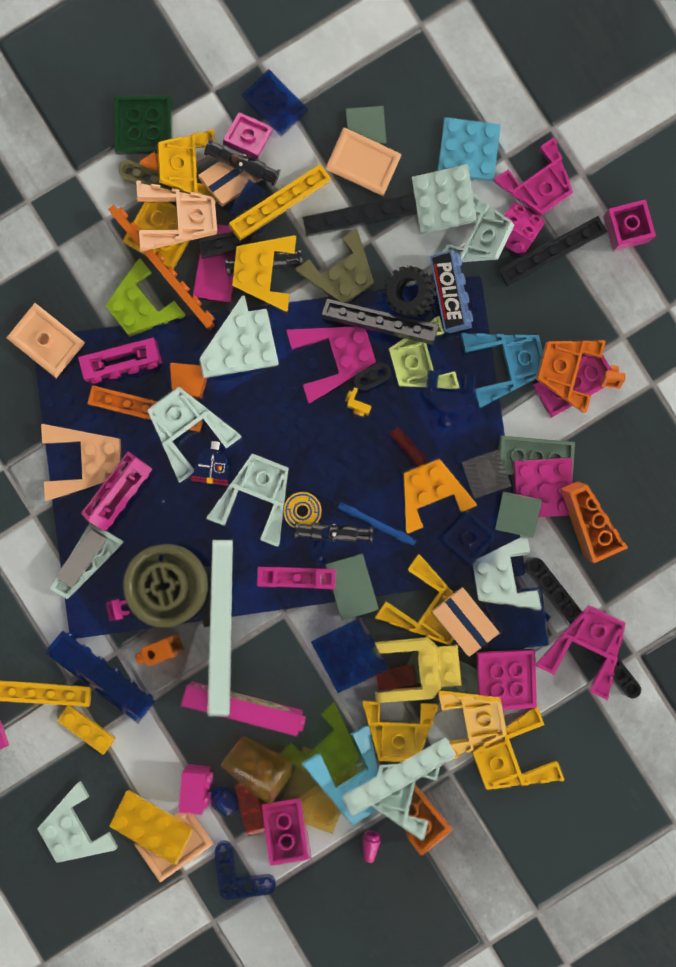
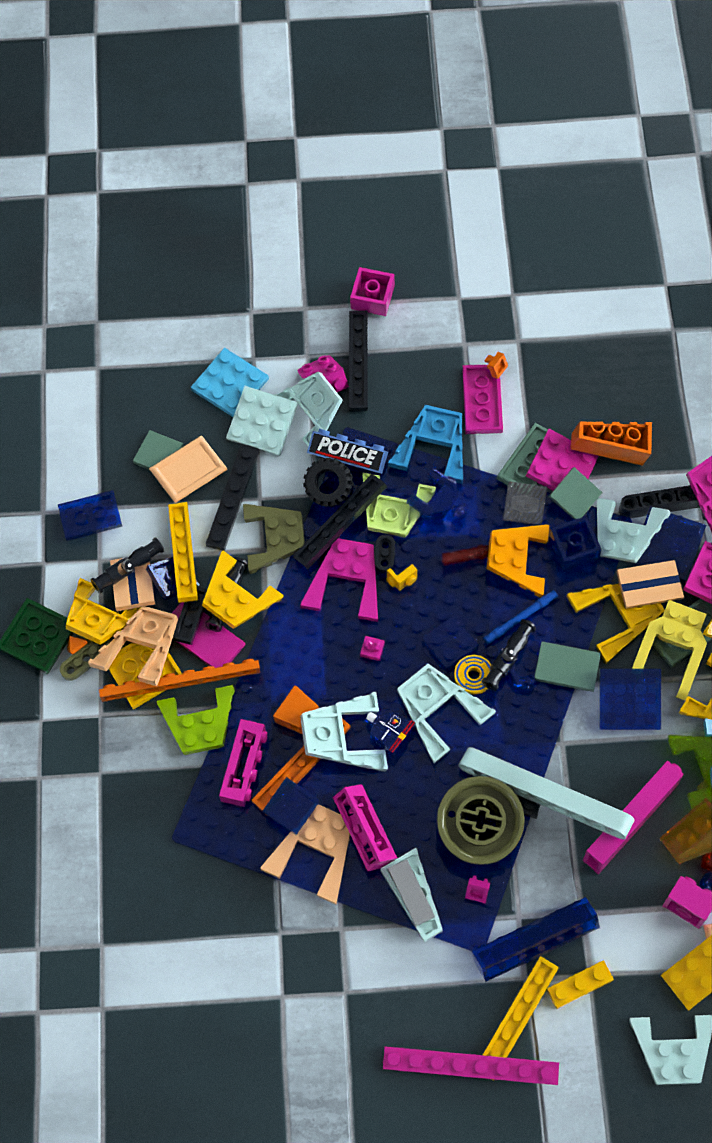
camera: 55 degrees left, 20 degrees down
(45, 340) = (182, 824): light nougat piece -> none
(101, 421) = (291, 806): none -> clear blue plate
(160, 650) = (538, 860): orange torso -> none
(240, 344) = (290, 648): light aqua wing -> none
(248, 135) = (105, 550): dark pink plate -> none
(280, 412) = (372, 648): none -> dark pink tile
(296, 577) = (534, 707): dark pink slope -> none
(397, 677) = (672, 670): clear red tile -> none
(544, 188) = (300, 340): dark pink wing -> none
(560, 367) = (464, 400): orange wing -> none

